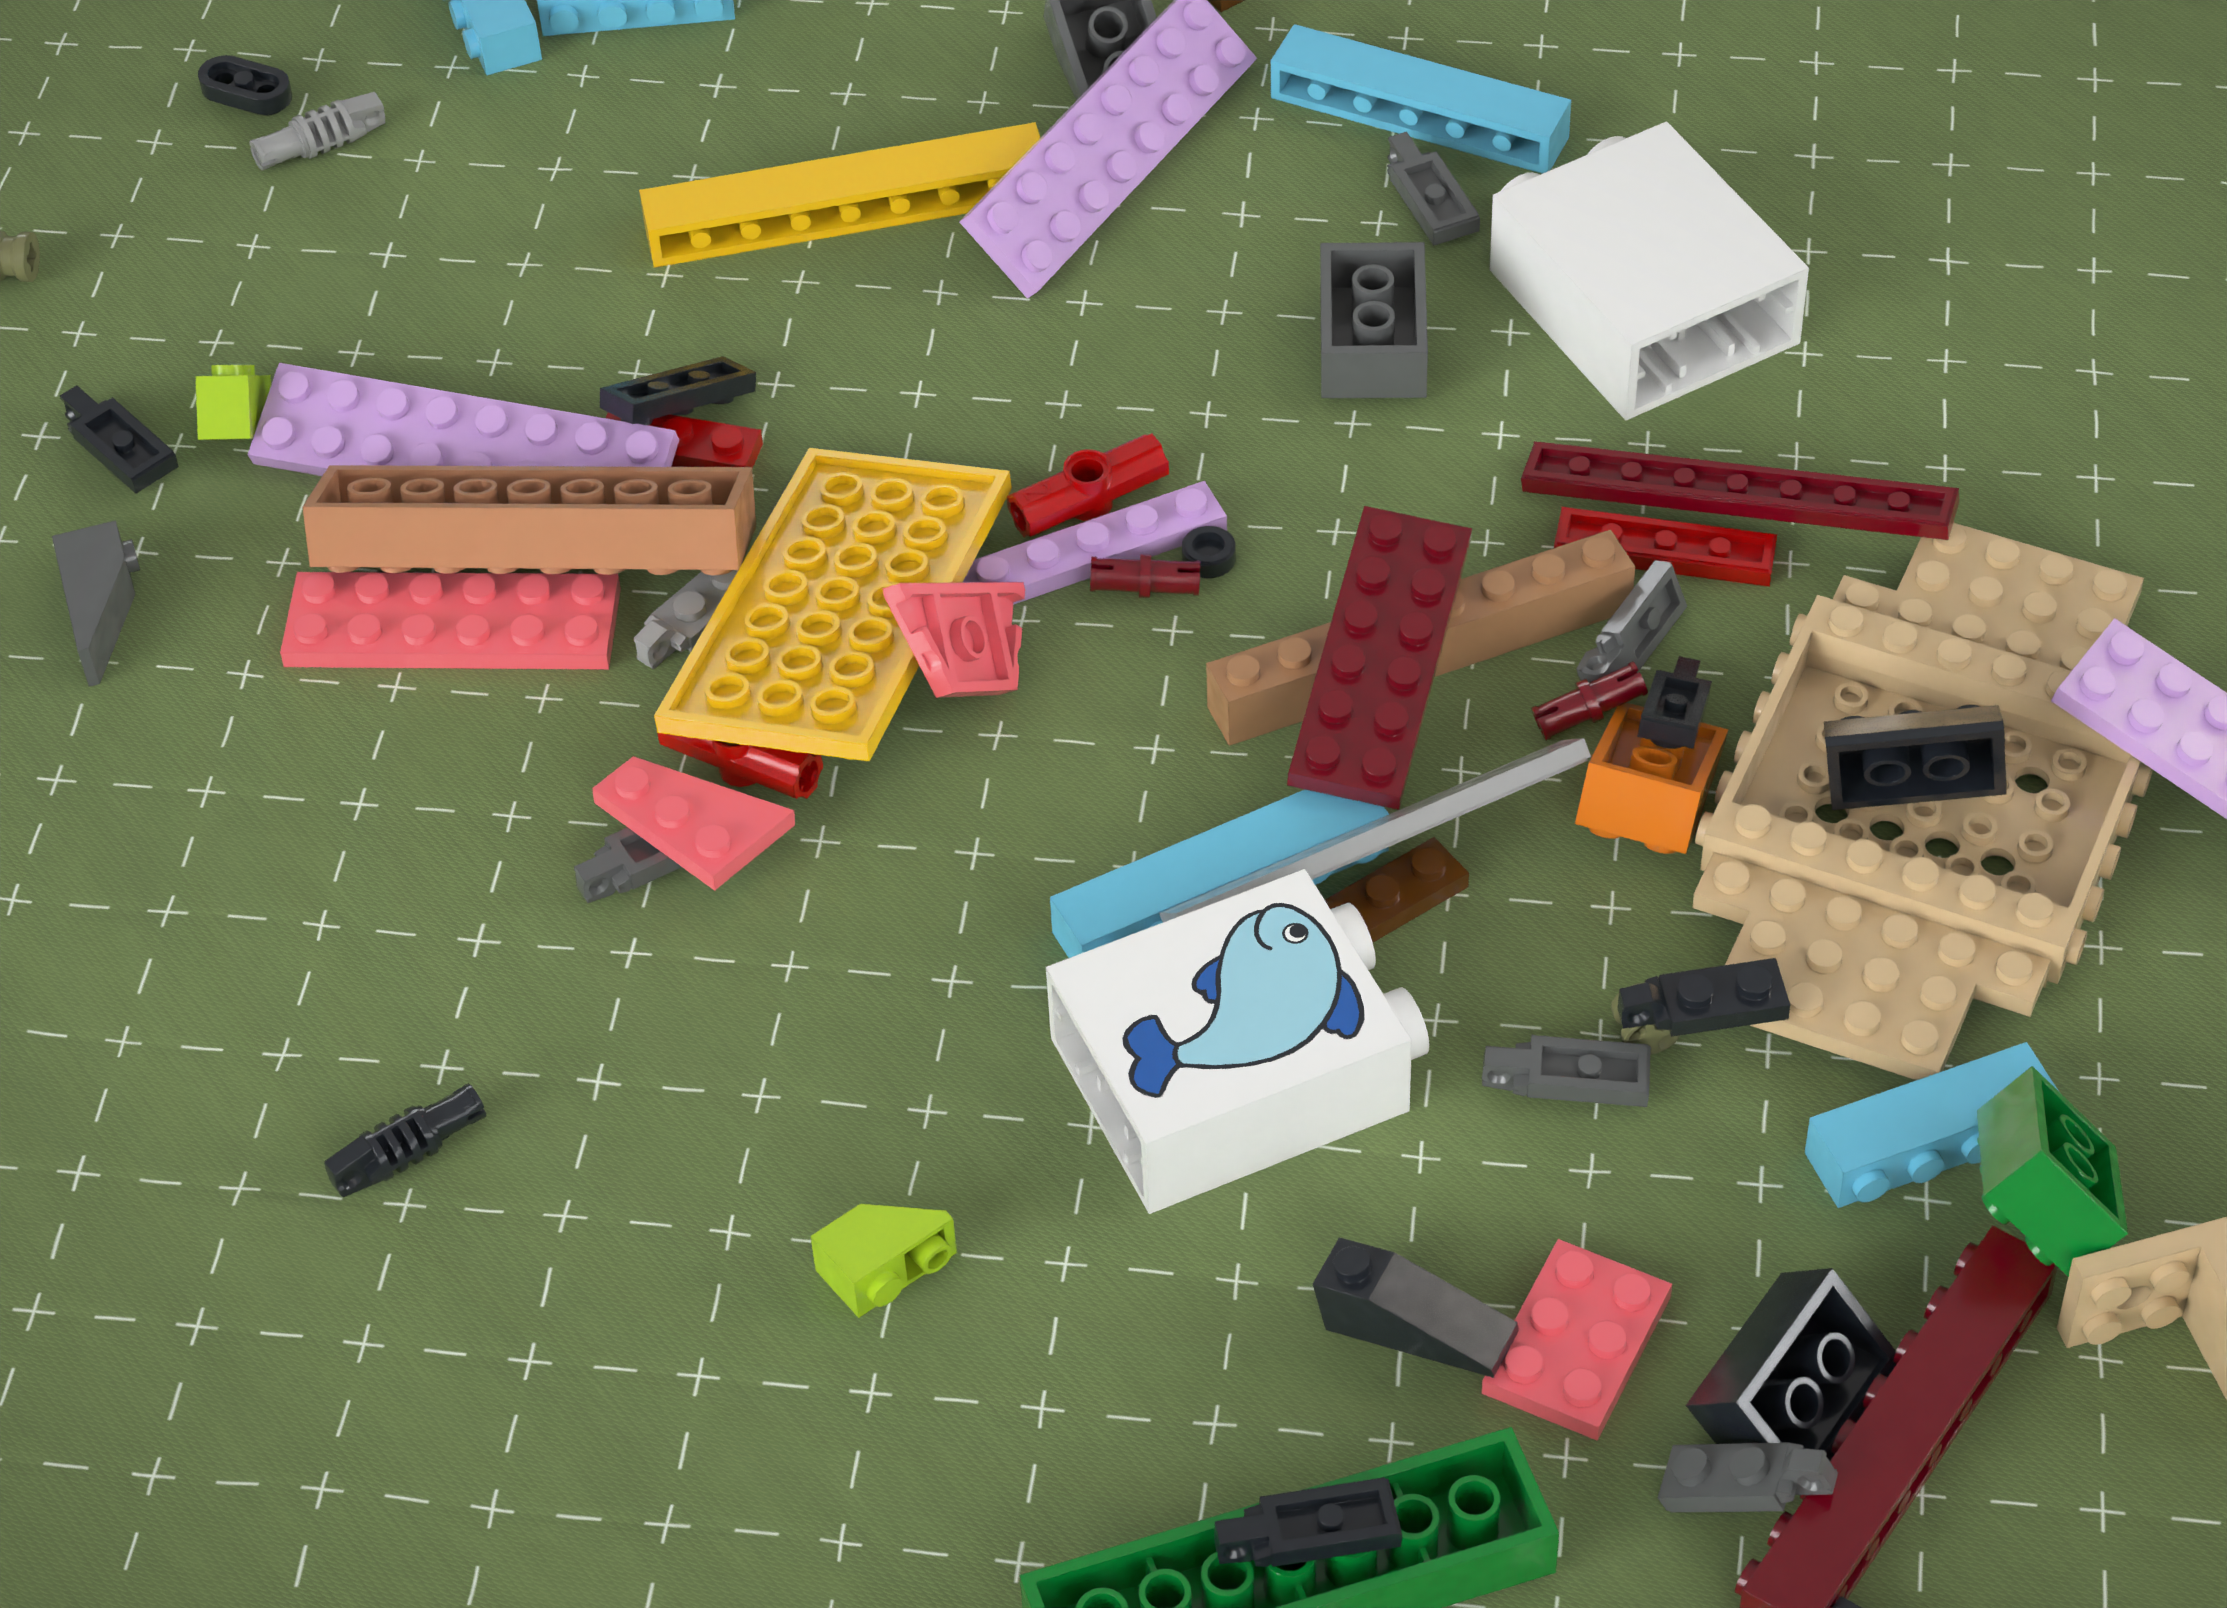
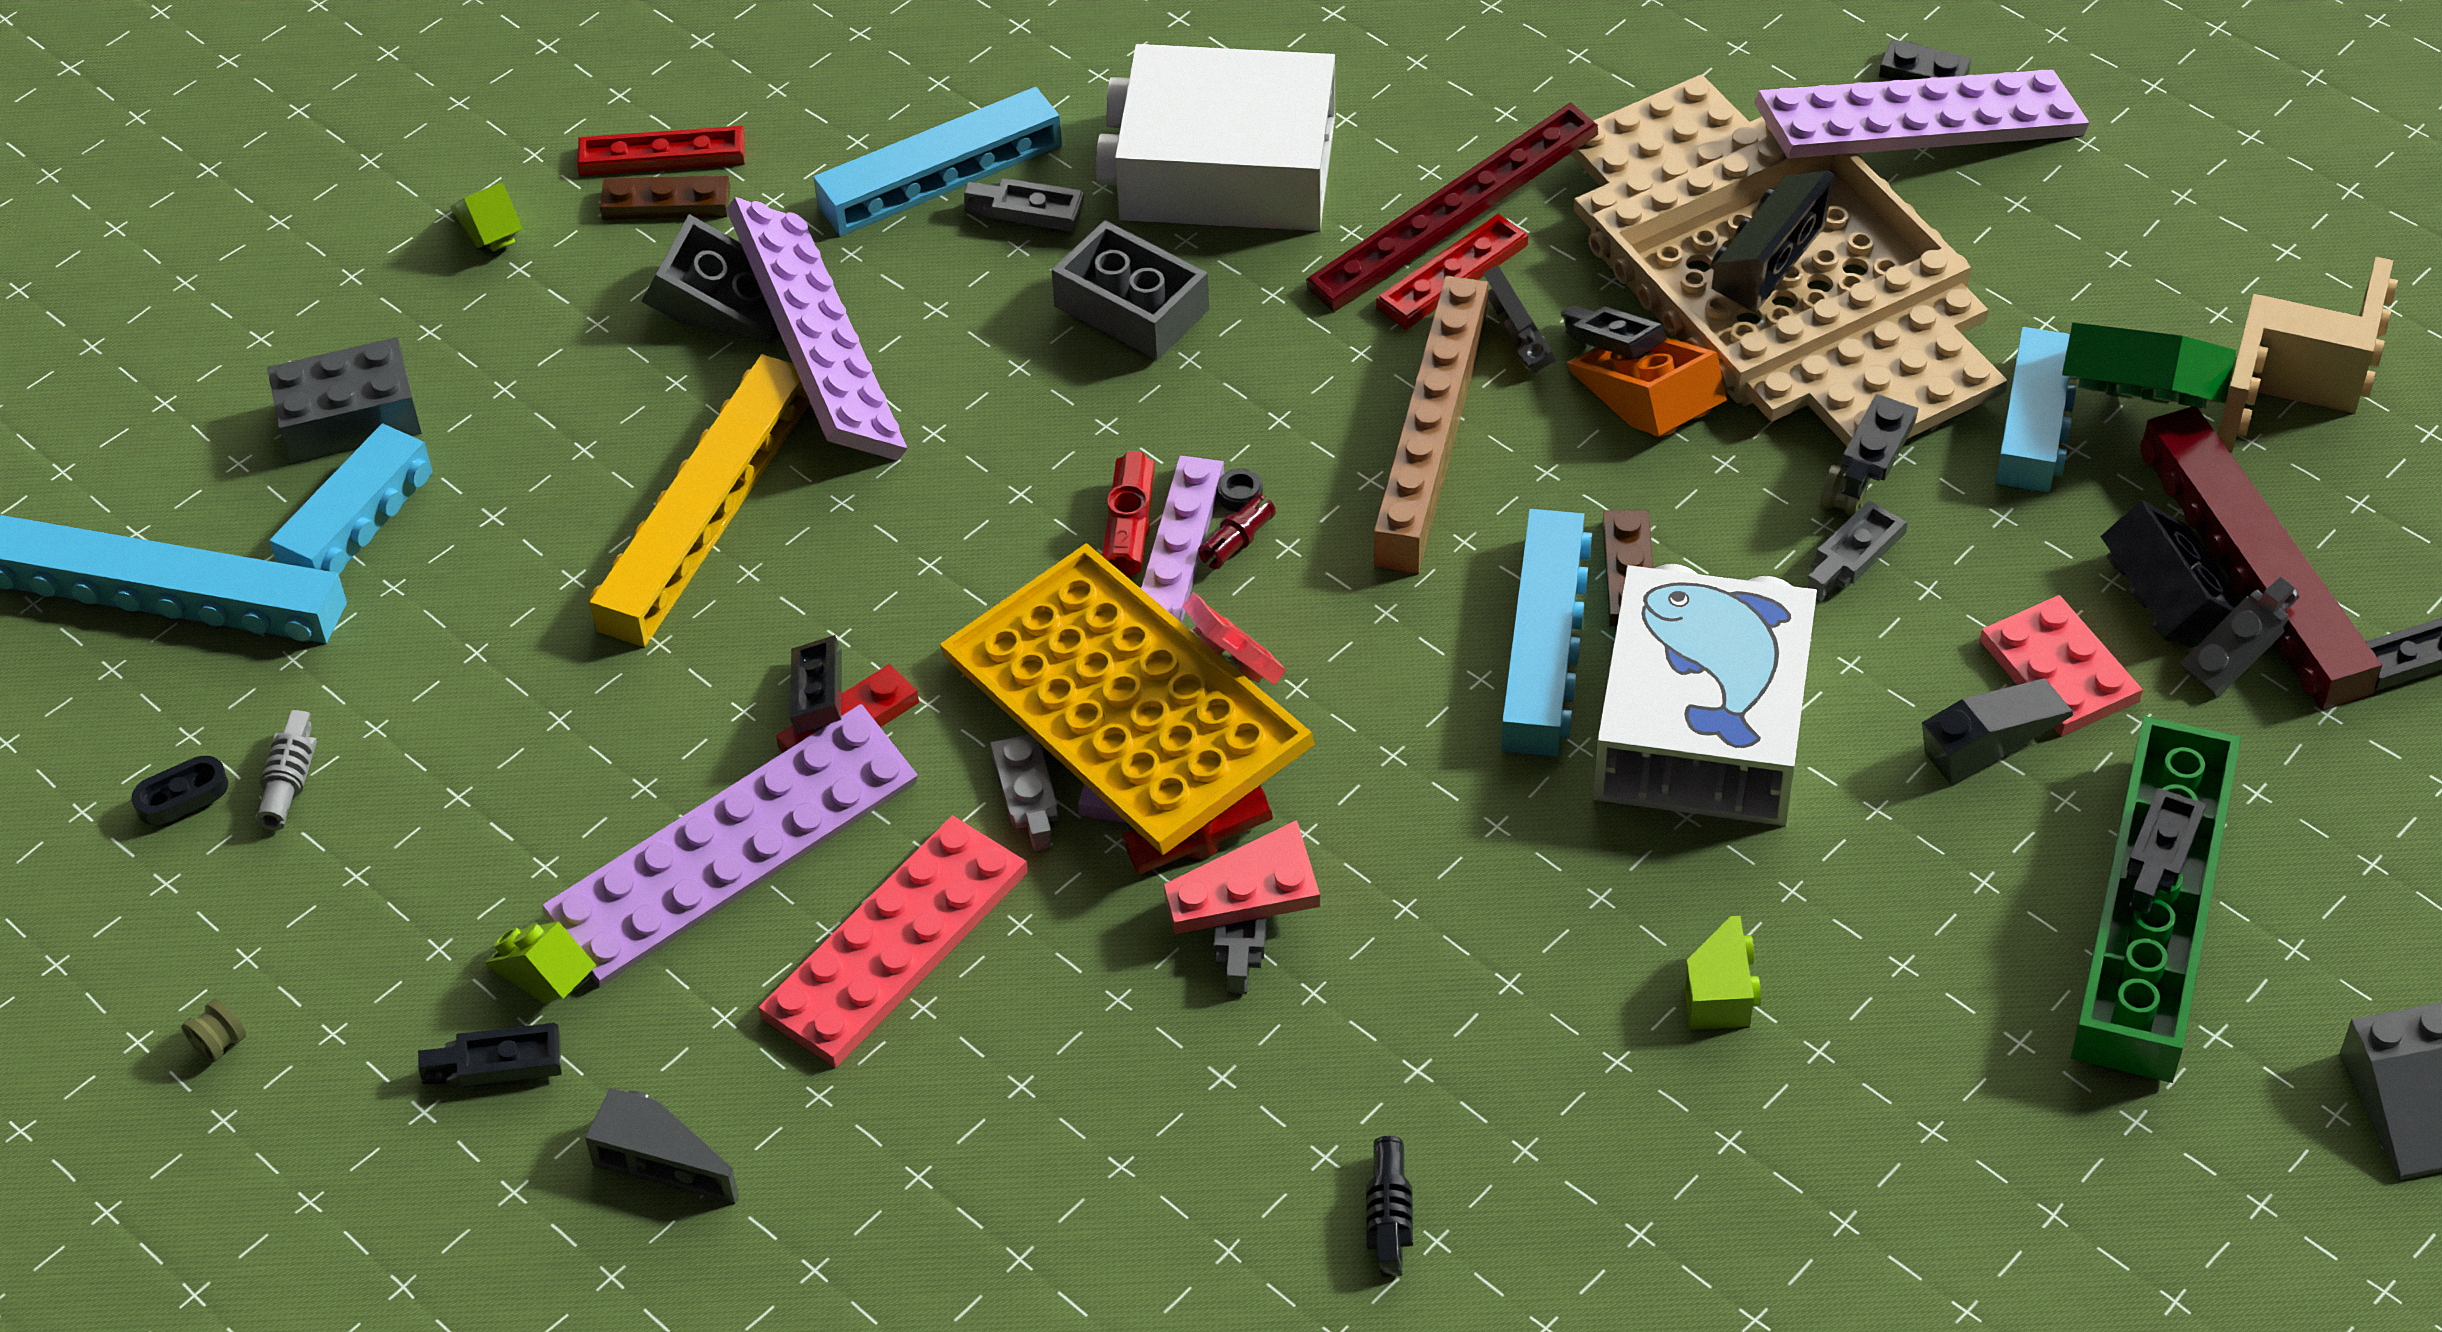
camera: 55 degrees left, 0 degrees up
(531, 518) = (869, 829): nougat brick -> none
(1380, 658) = (1462, 438): dark red plate -> none
(1405, 822) = (1604, 530): light grey tile -> none
(1589, 700) = (1561, 373): dark red pin -> none

